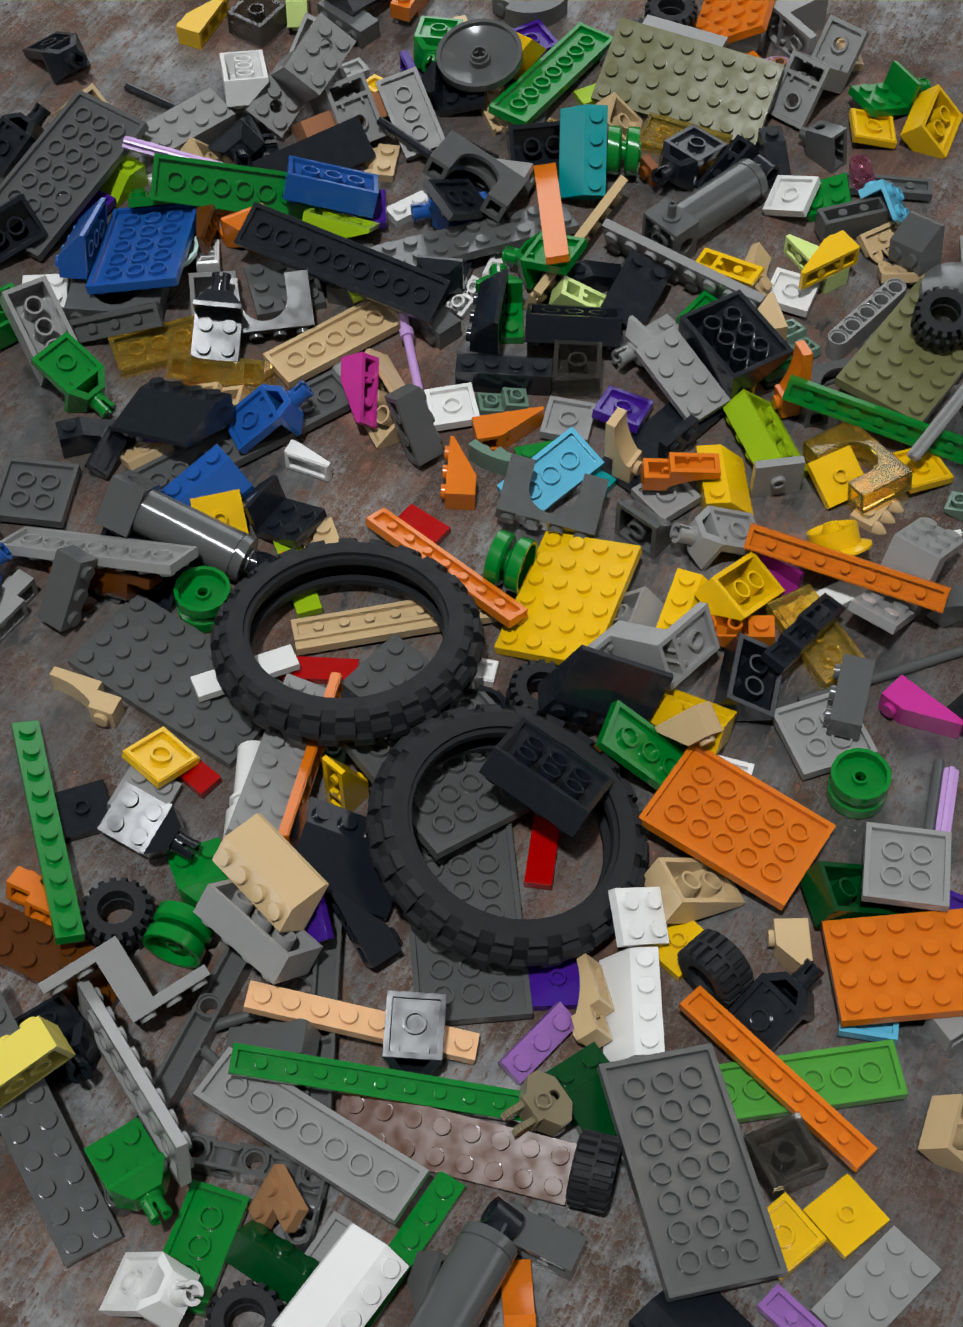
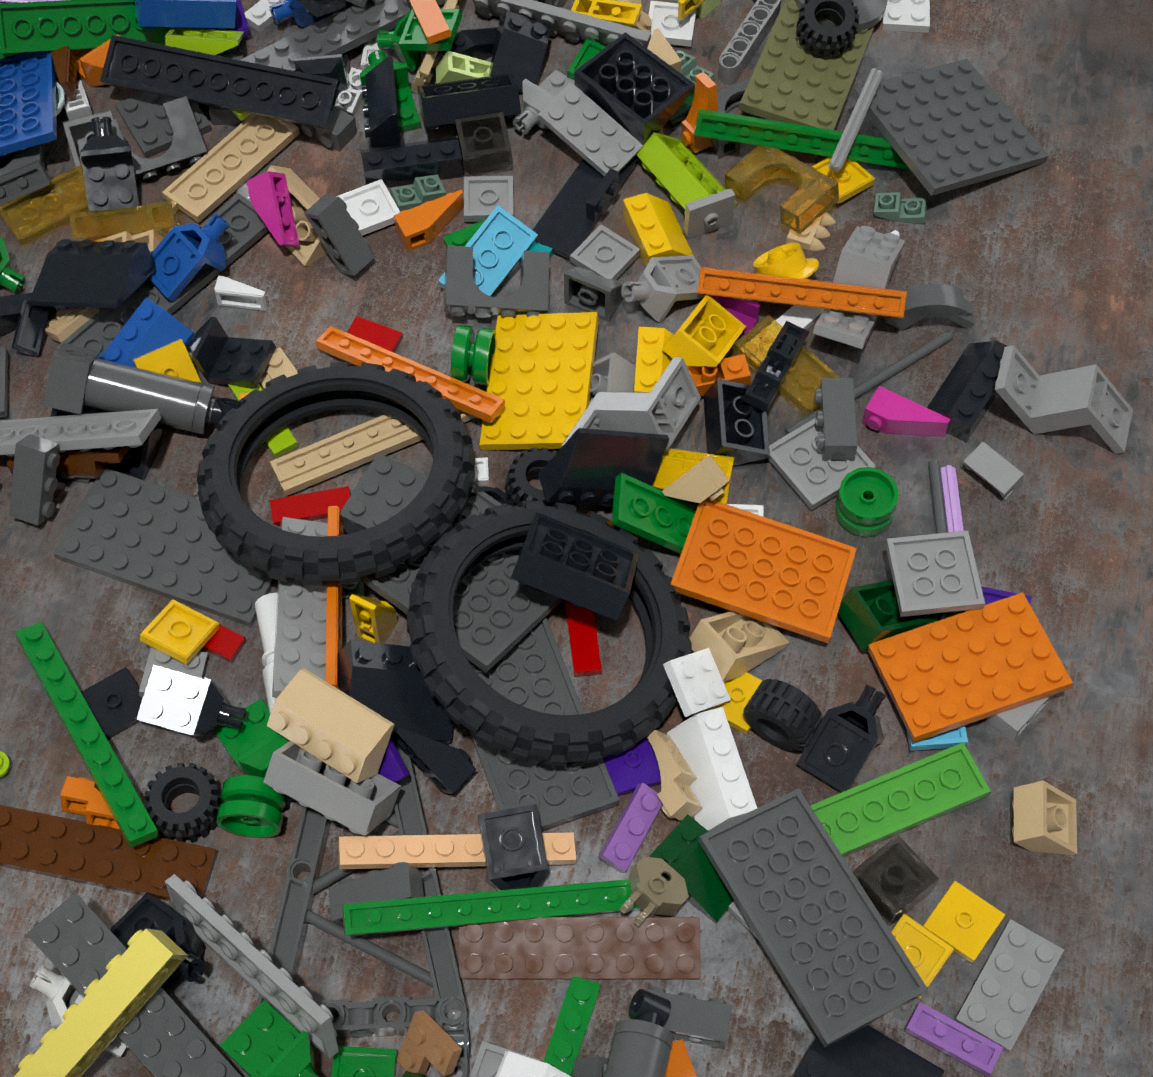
camera: 15 degrees left, 5 degrees up
(103, 707) = (105, 593): tan slope -> none
(124, 980) = (213, 866): light grey bracket -> none
(199, 596) = (174, 458): green wheel -> none
(274, 662) = (268, 507): white tile -> none
(315, 1139) = (445, 976): light grey plate -> none
(407, 335) = (304, 143): lavender bar -> none
(460, 479) = (399, 279): orange slope -> none
(493, 461) = (430, 255): sand green slope -> none
(594, 1171) = (722, 940): black tyre -> none
(621, 447) = (552, 217): tan slope -> none
(636, 406) = (539, 176): dark purple plate -> none
(677, 469) = (613, 226): orange slope -> none
(778, 1078) = (868, 806): orange plate -> none
(790, 941) = (844, 672): tan slope -> none
(832, 475) = (762, 201): yellow plate -> none

